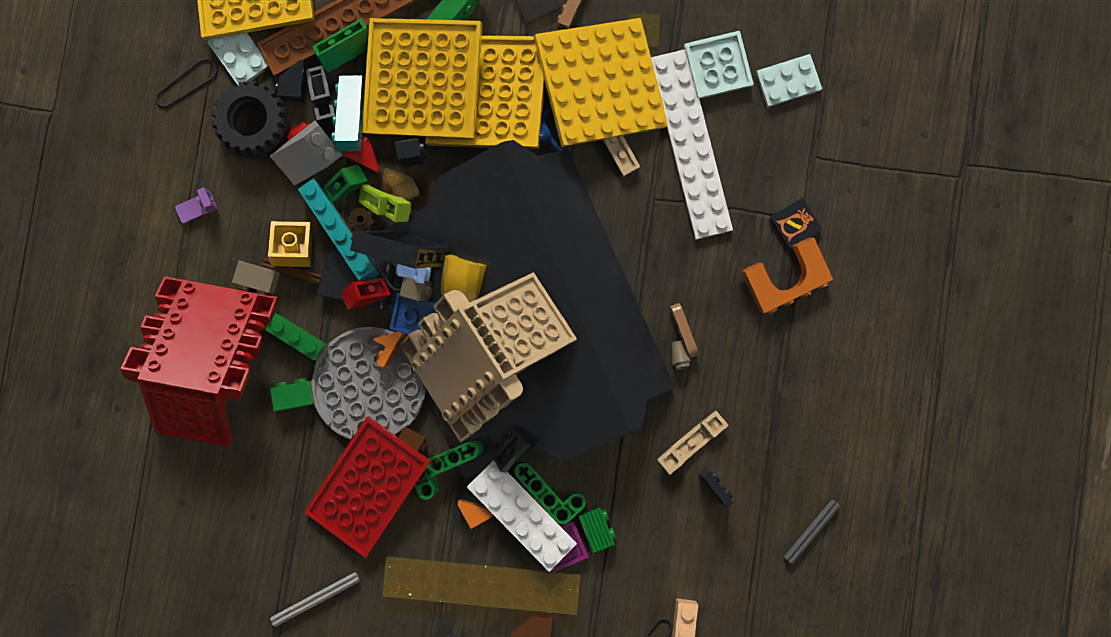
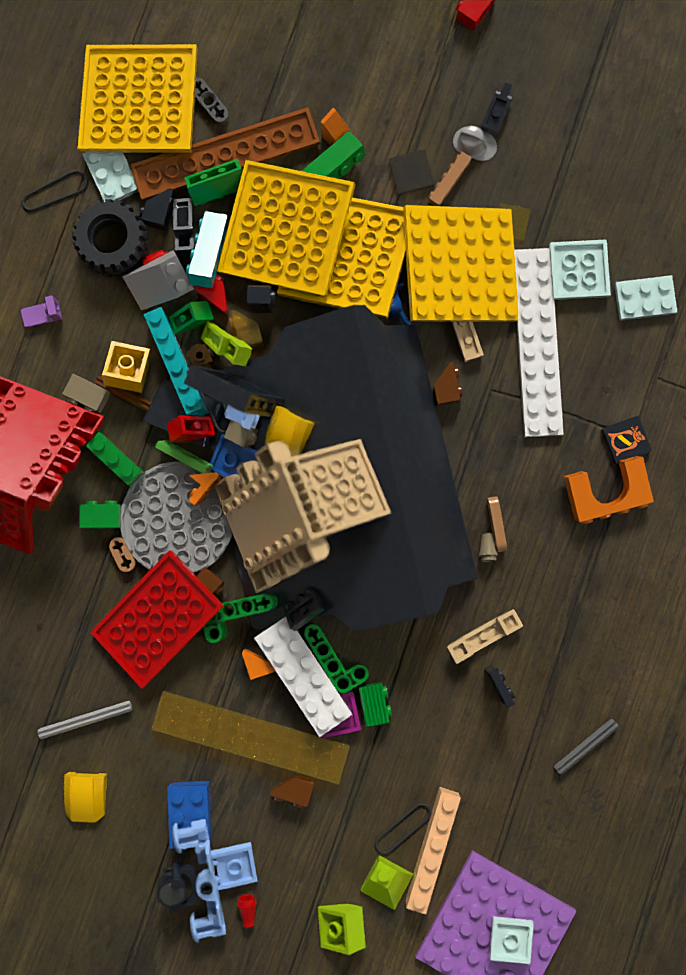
camera: 10 degrees right, 0 degrees up
(317, 432) = (119, 557): none -> medium nougat beam
(364, 321) = (184, 456): none -> bright green tile
(609, 205) = (446, 388): none -> reddish brown slope

